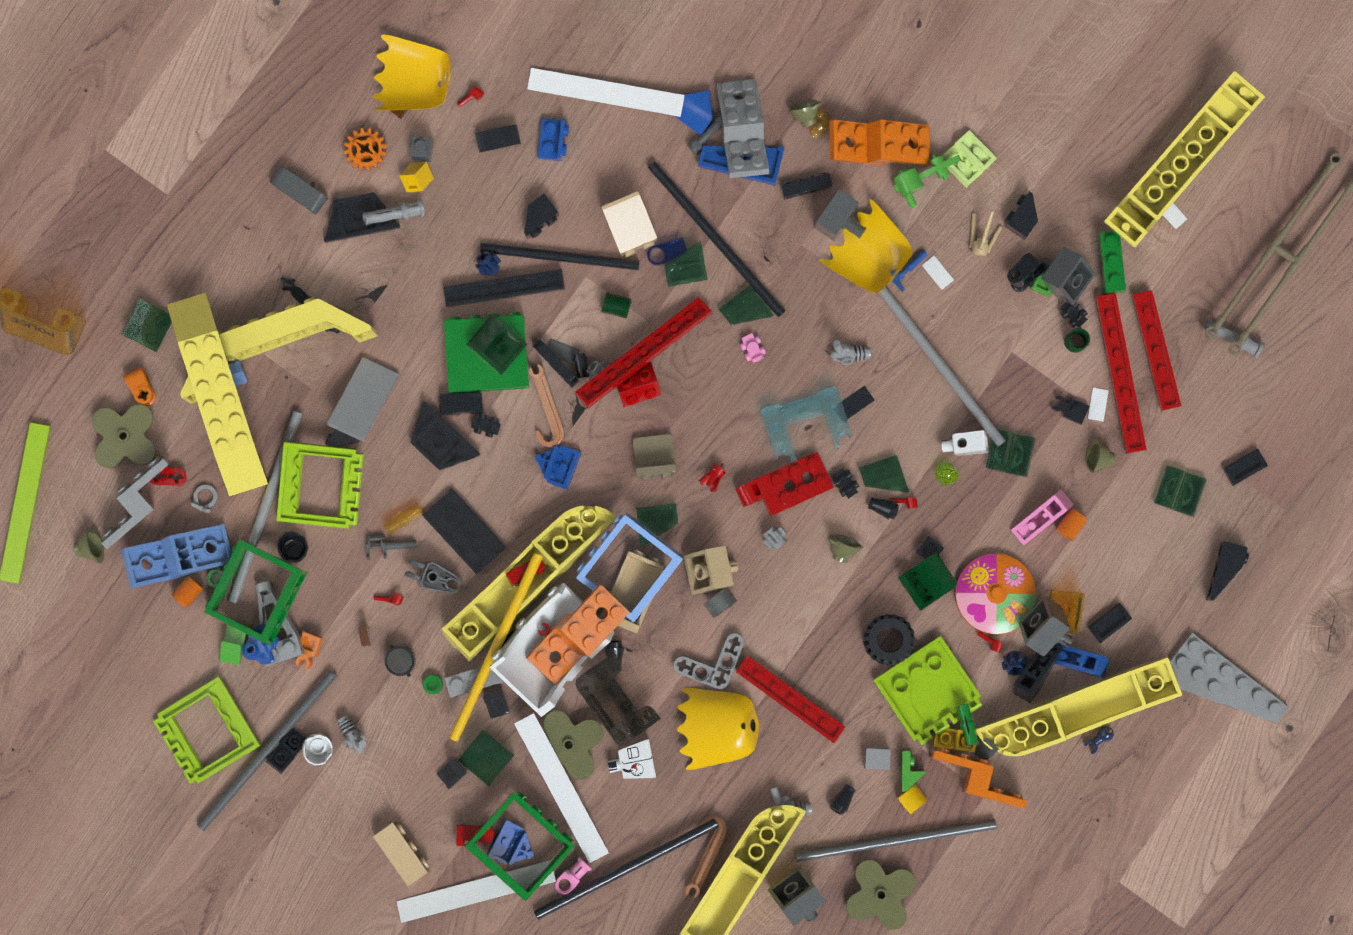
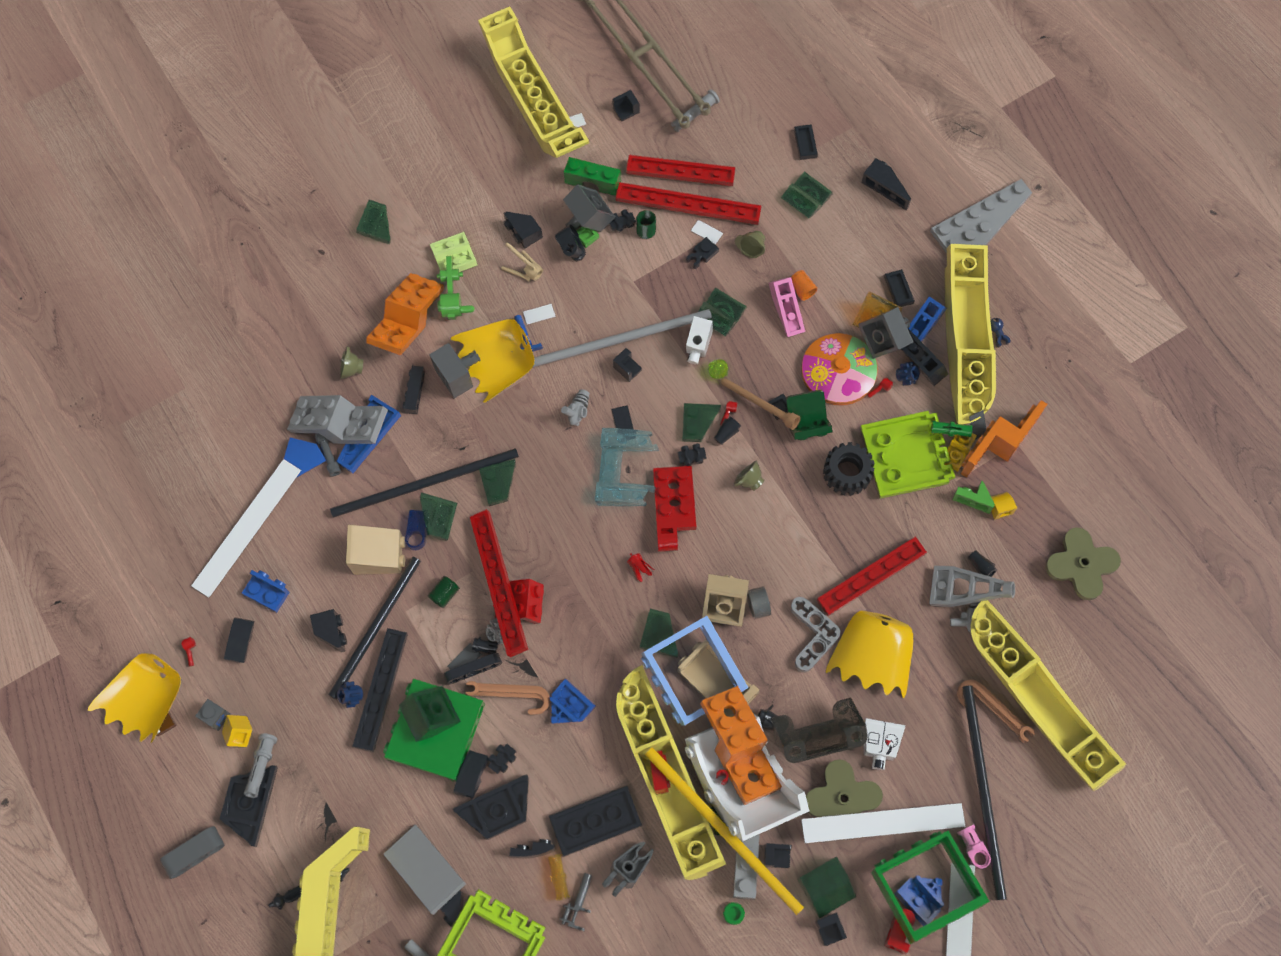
camera: 65 degrees left, 15 degrees down
(370, 143) = (181, 763): orange gear -> none
(396, 599) = (635, 916): red hand -> none
(400, 661) = (698, 937): pearl dark grey piece -> none
(419, 491) = (539, 849): none -> black slope
(654, 457) = (599, 611): dark tan bracket -> none
(750, 344) = (534, 488): bright pink piece -> none
(774, 538) = (717, 532): light grey gear -> none
(797, 897) = (1063, 636): dark grey brick -> none
(805, 770) = (943, 587): none -> light grey plate
(821, 125) = (368, 358): clear yellow arm -> none
(877, 759) = (955, 518): light grey panel -> none
(895, 840) = (1034, 536): dark grey piece -> none
(914, 383) = (626, 365): none -> black panel
(916, 564) = (790, 419): none -> medium nougat piece
(970, 64) = (375, 222): none -> clear green wing
(1211, 263) = (626, 105): none -> black panel

